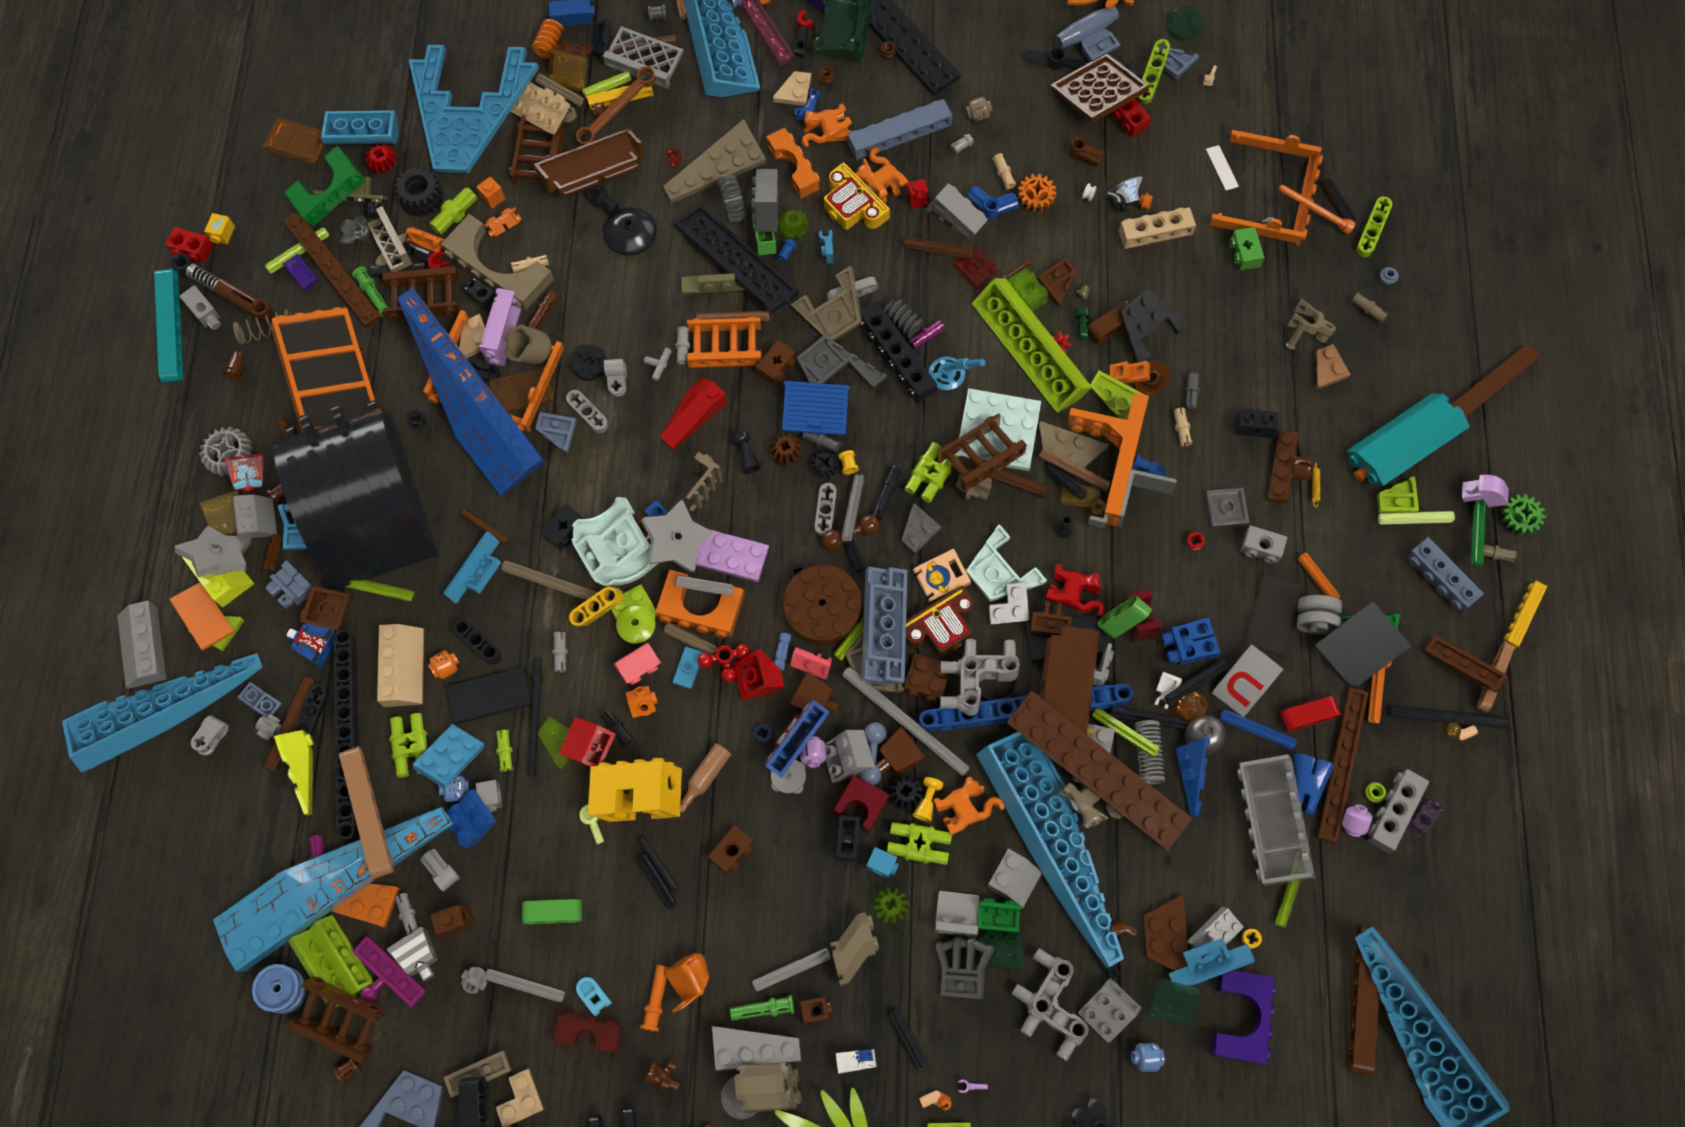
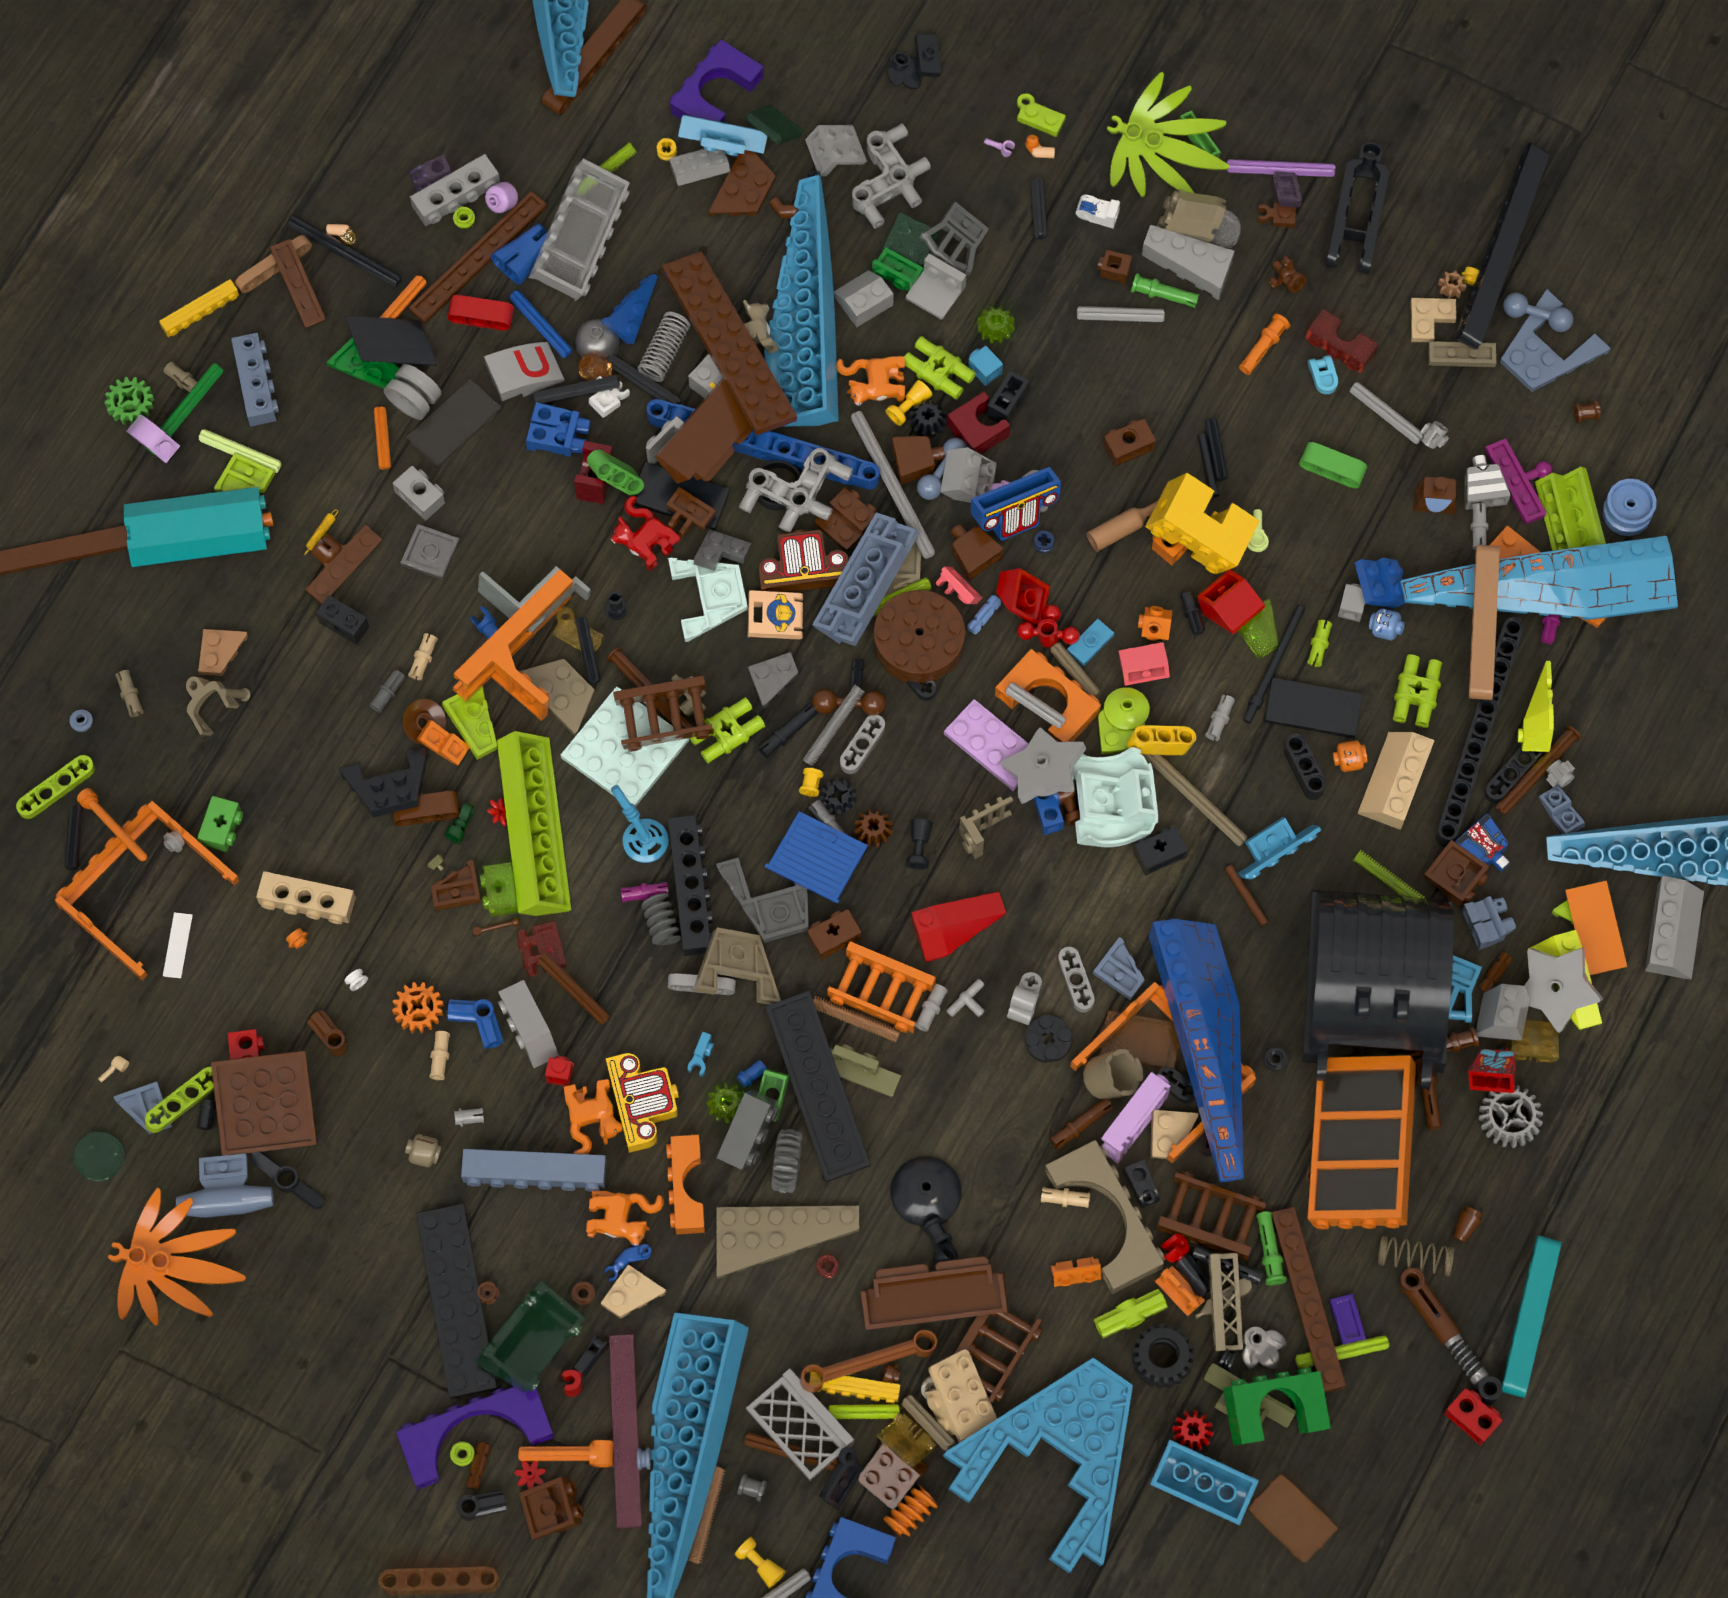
camera: 155 degrees left, 0 degrees up
(201, 308) = (1483, 1313): light grey torso -> none
(210, 734) = (1624, 796): light grey piece -> none
(219, 229) = (1429, 1422): yellow brick -> none
(329, 1037) = (1591, 442): reddish brown fence -> none
(442, 873) = (1429, 548): light grey piece -> none
(448, 756) = (1379, 655): dark azure plate -> none
(490, 192) = (1074, 1314): orange brick -> none
(688, 978) = (1222, 341): orange piece -> none
(854, 948) = (1051, 297): dark tan brick -> none
(1080, 472) = (569, 659): medium nougat axle -> none
(1125, 193) = (315, 957): black arm -> none
(1125, 732) = (677, 368): lime axle -> none
(1148, 1057) = (824, 95): medium blue head -> none
(1198, 545) = (488, 526): red bush -> none

